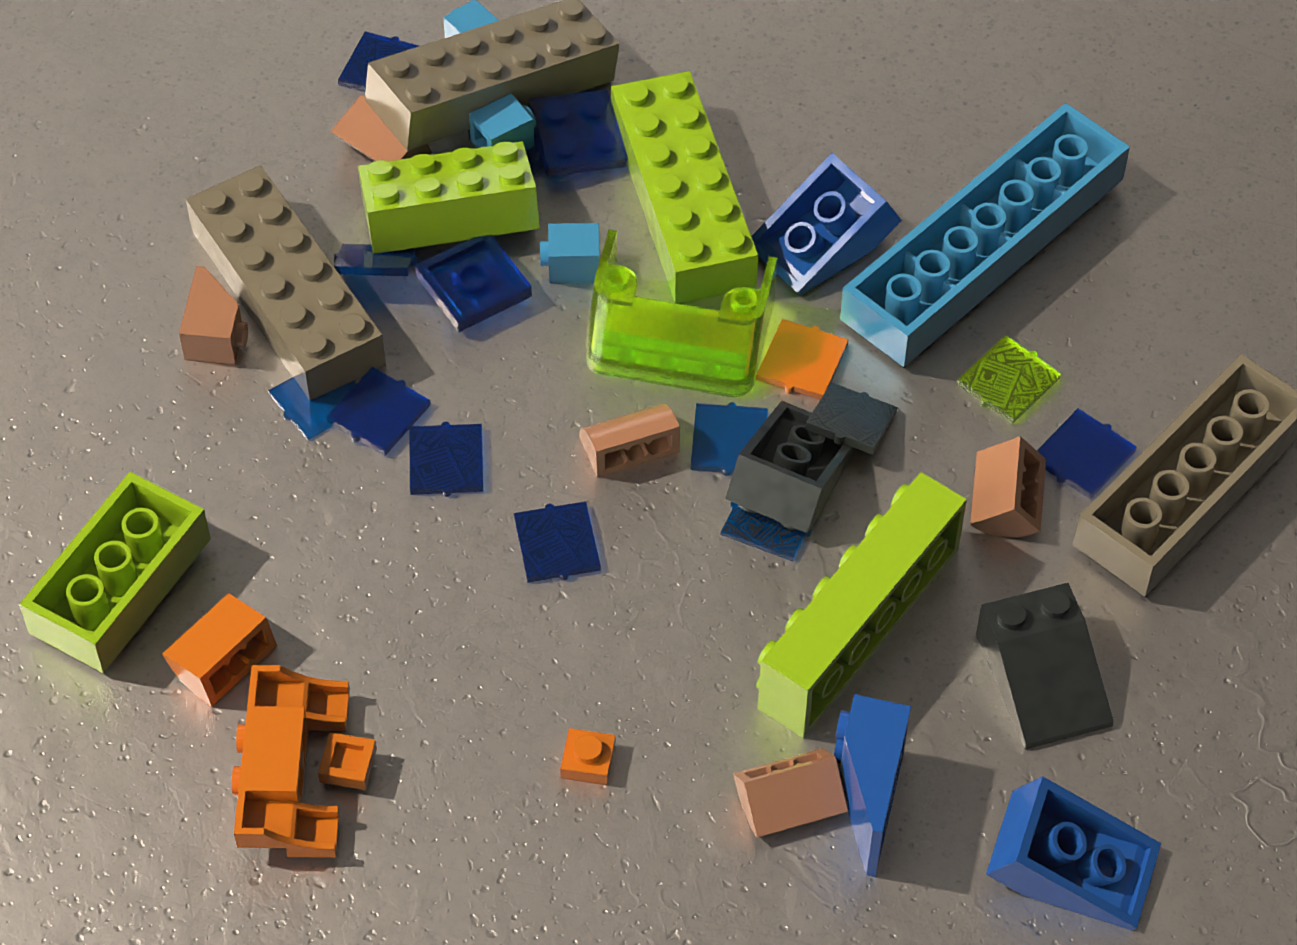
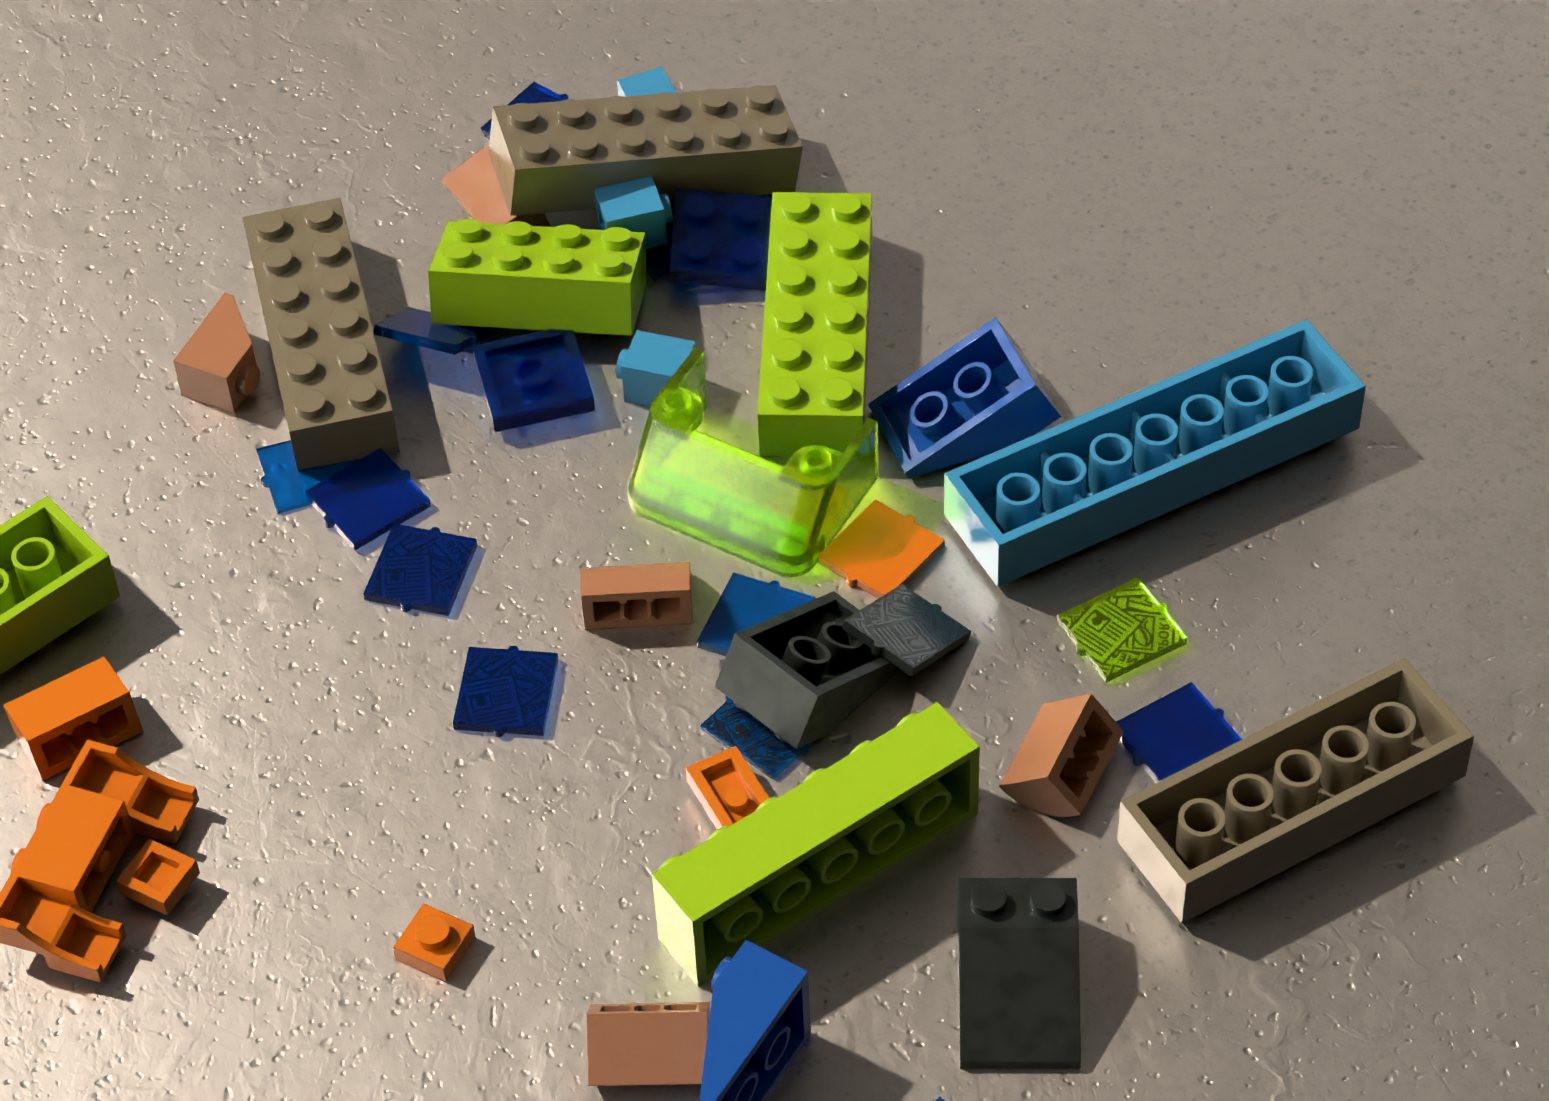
camera: 20 degrees right, 5 degrees down
(772, 582) = (726, 787): none -> orange plate

